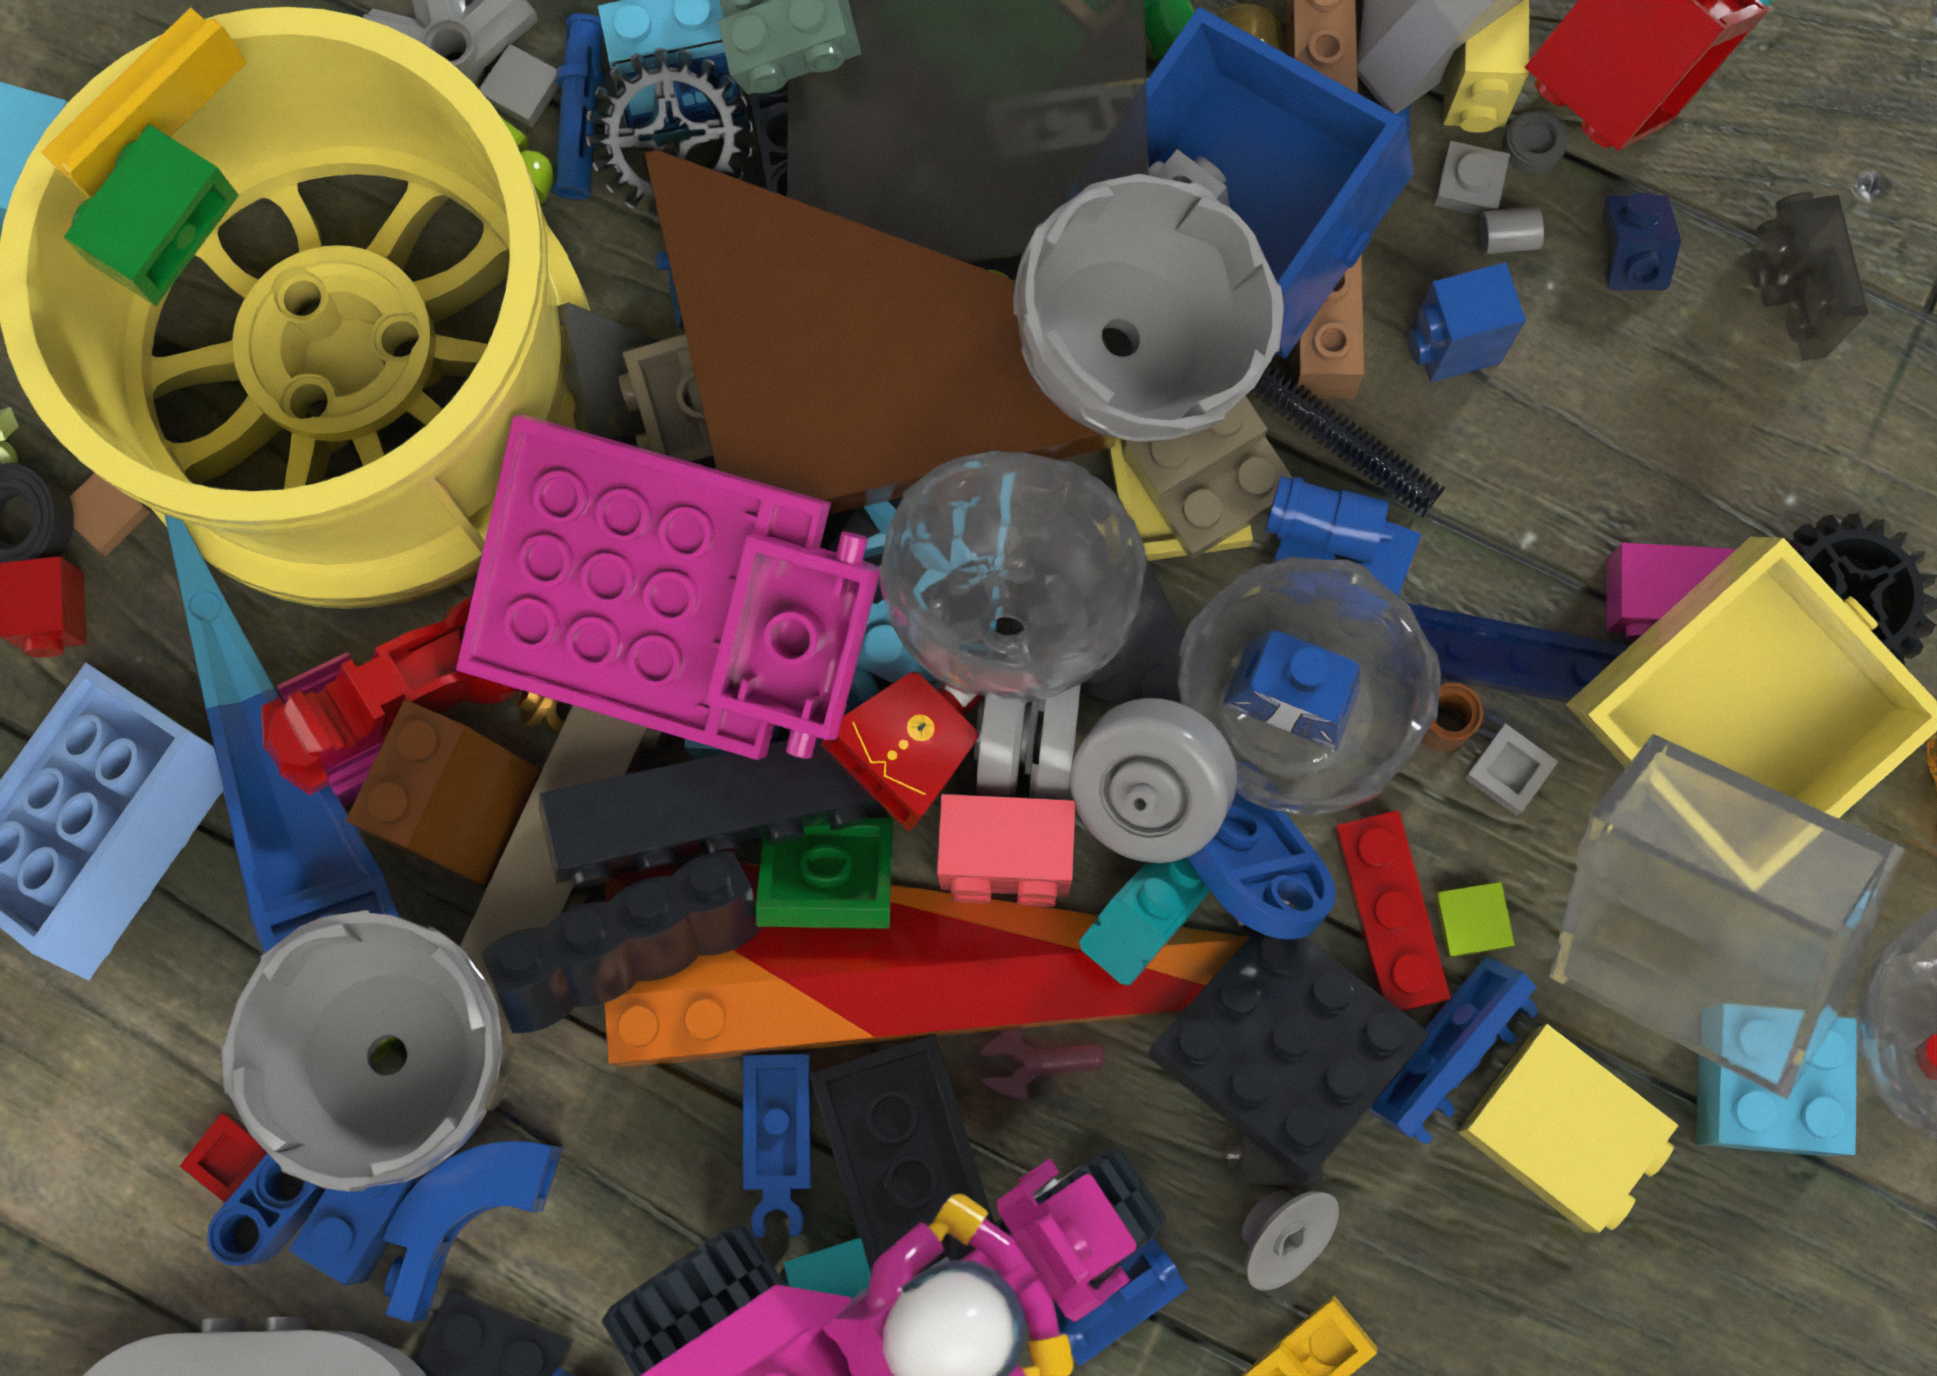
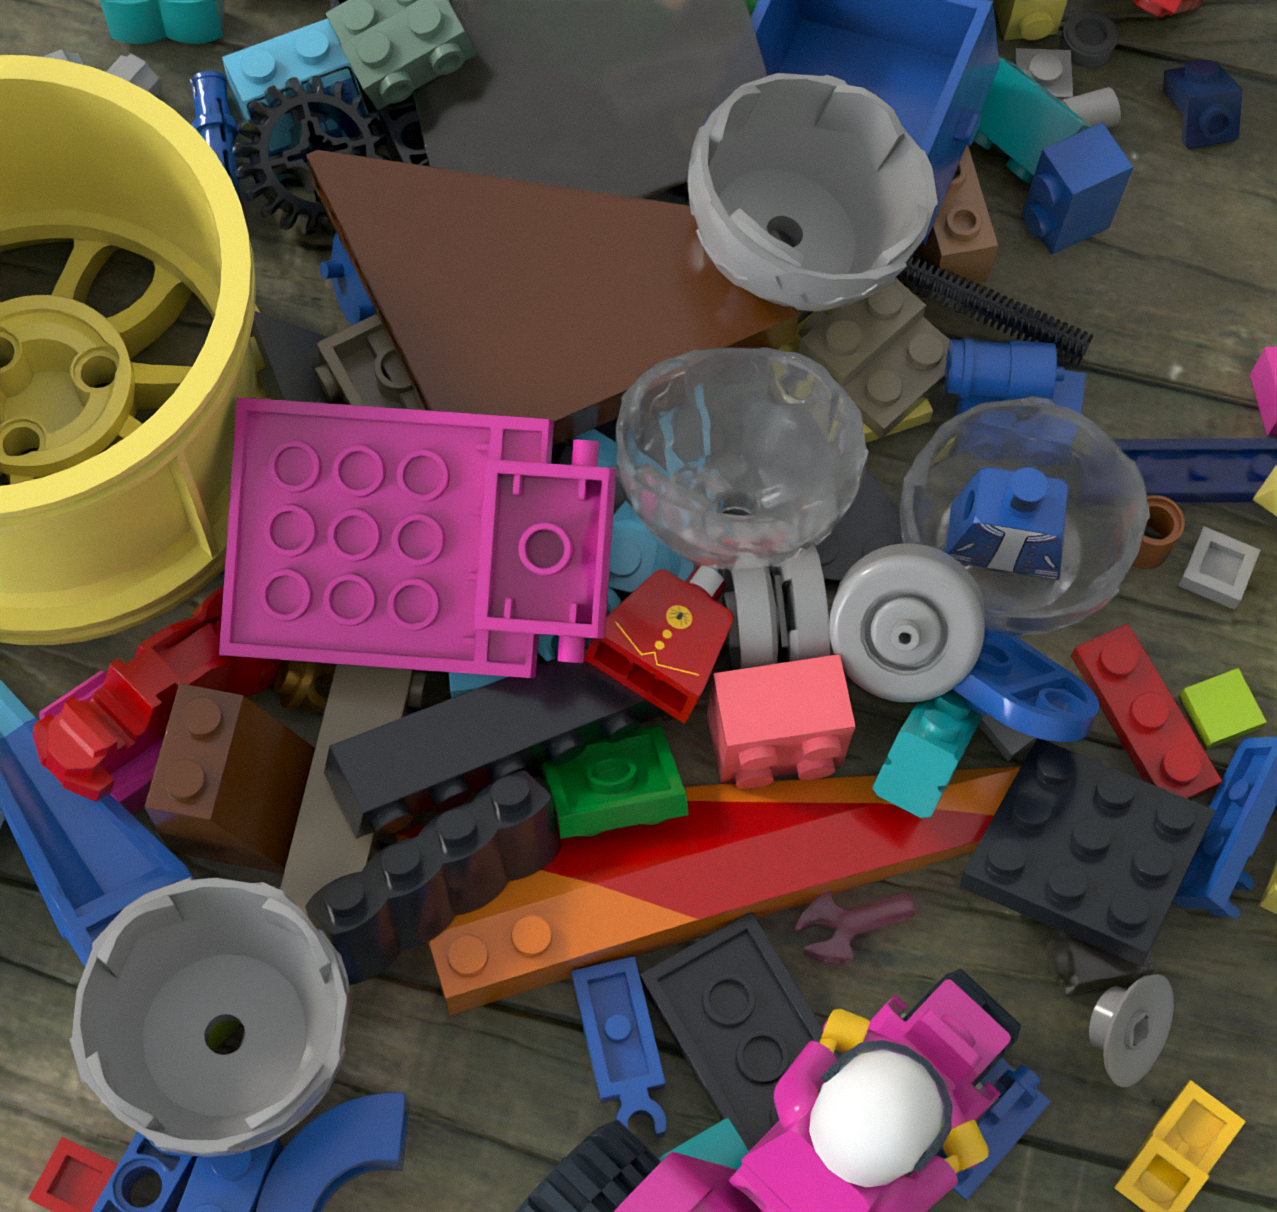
camera: 20 degrees left, 10 degrees down
(1436, 229) = (1024, 119): none -> teal brick

